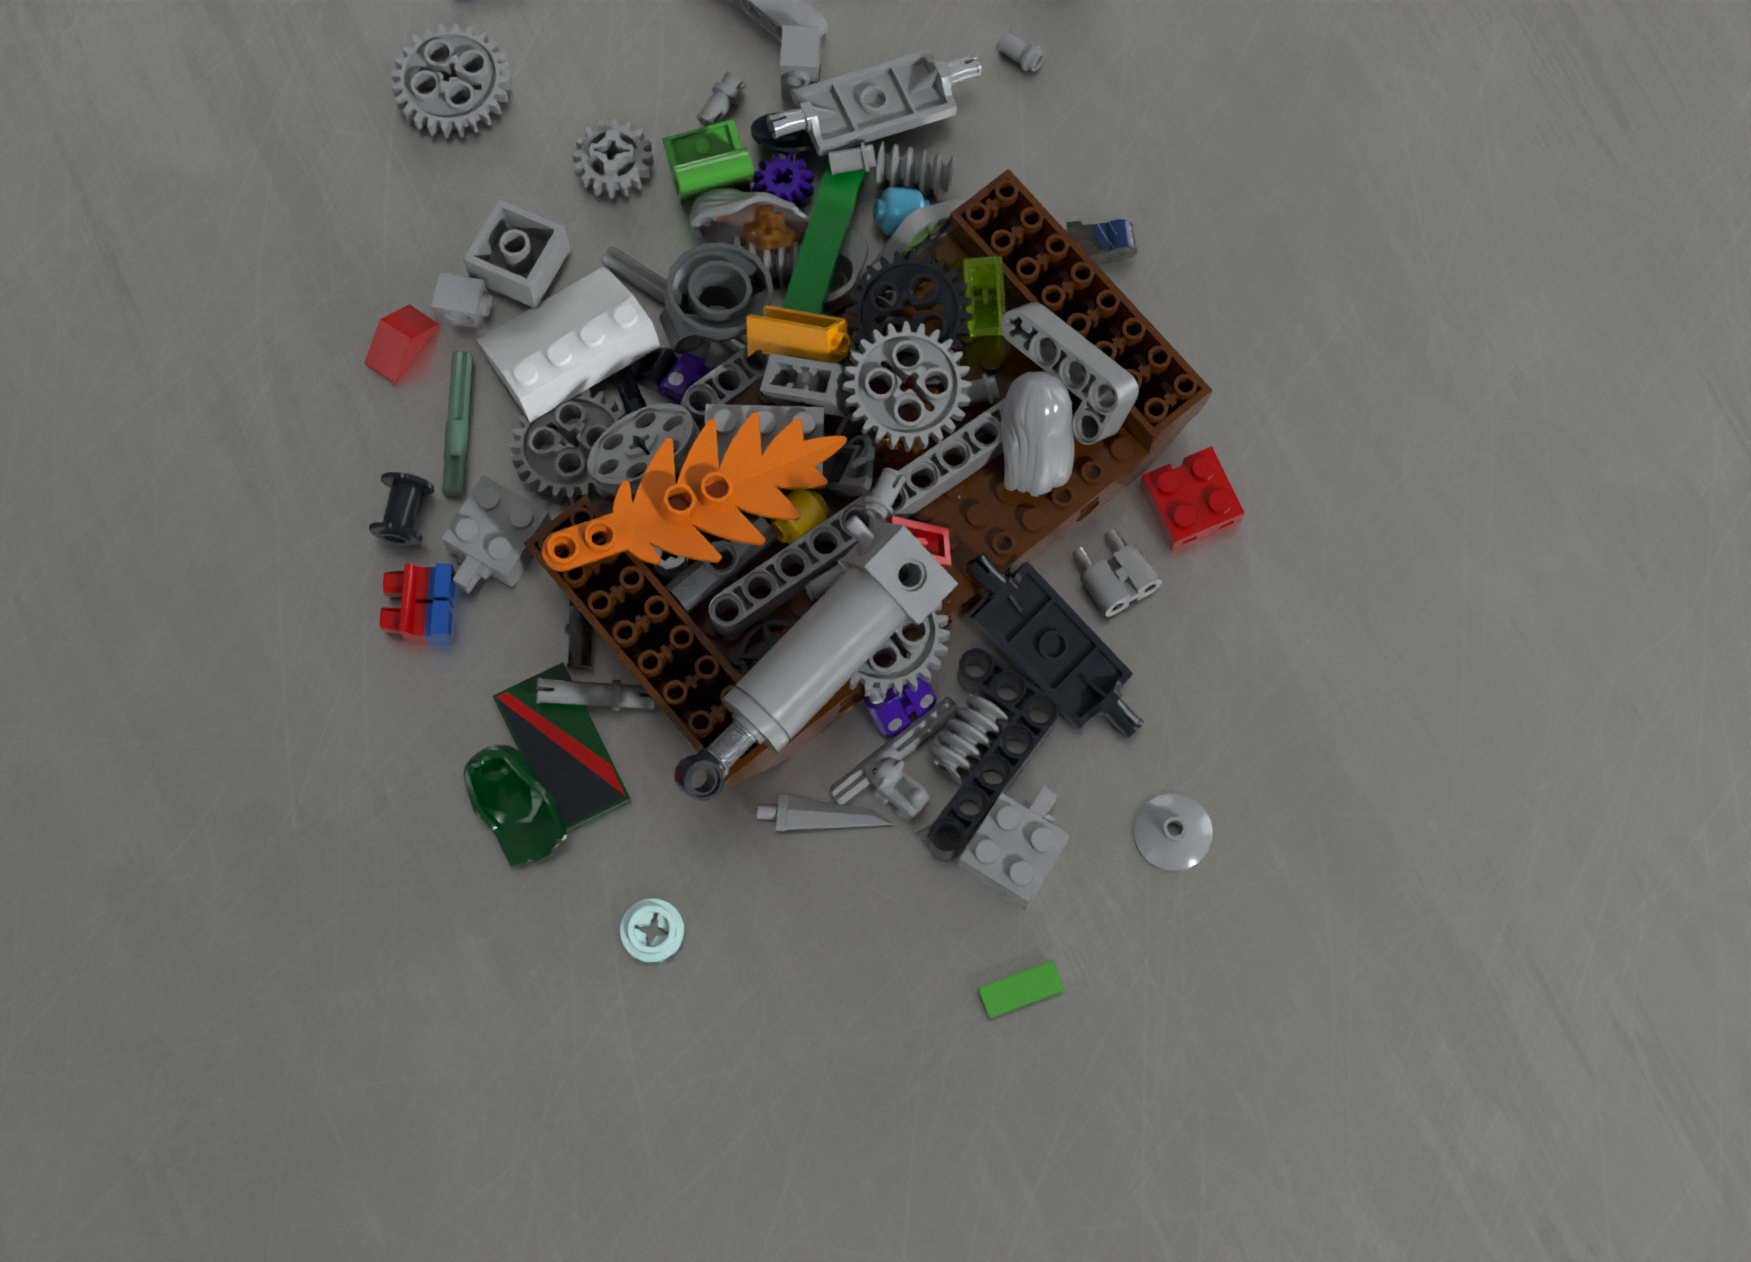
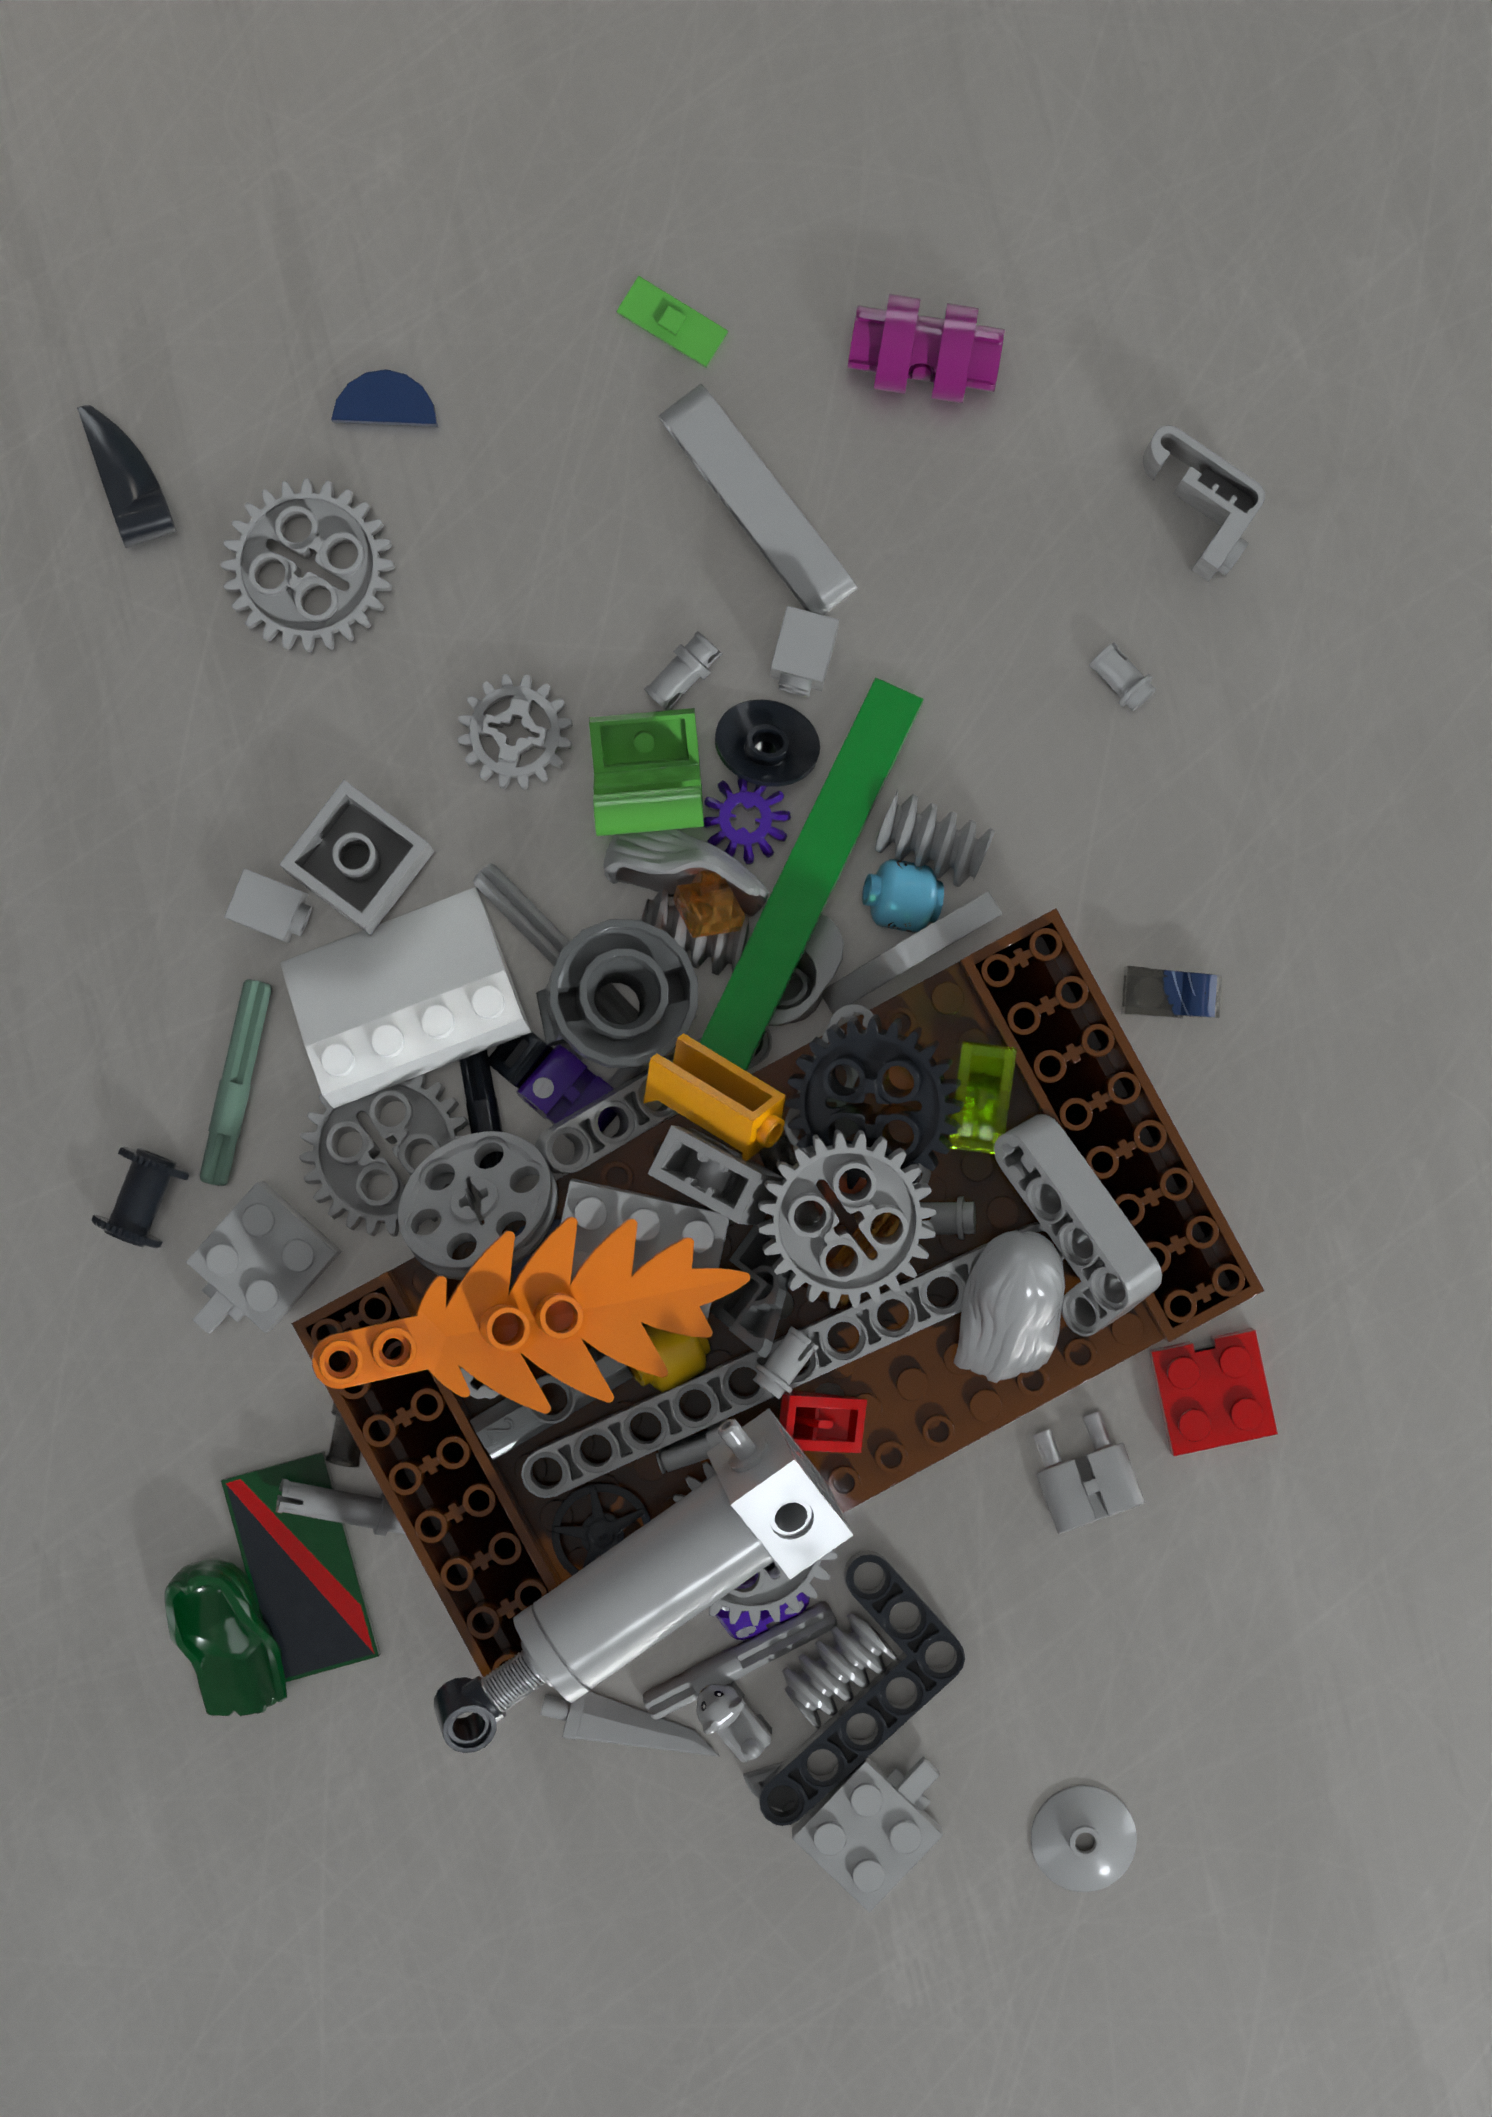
camera: 10 degrees right, 15 degrees up
(322, 56) = (127, 481): none -> black piece
(399, 342) = (177, 946): red slope -> none
(425, 603) = (139, 1356): hips -> none
(642, 915) = (353, 1844): light aqua gear -> none
(852, 159) = (847, 817): light grey pin -> none
(875, 101) = (897, 730): light grey plate -> none
(1021, 989) = (839, 2008): bright green piece -> none
(1052, 645) = (976, 1573): black plate -> none

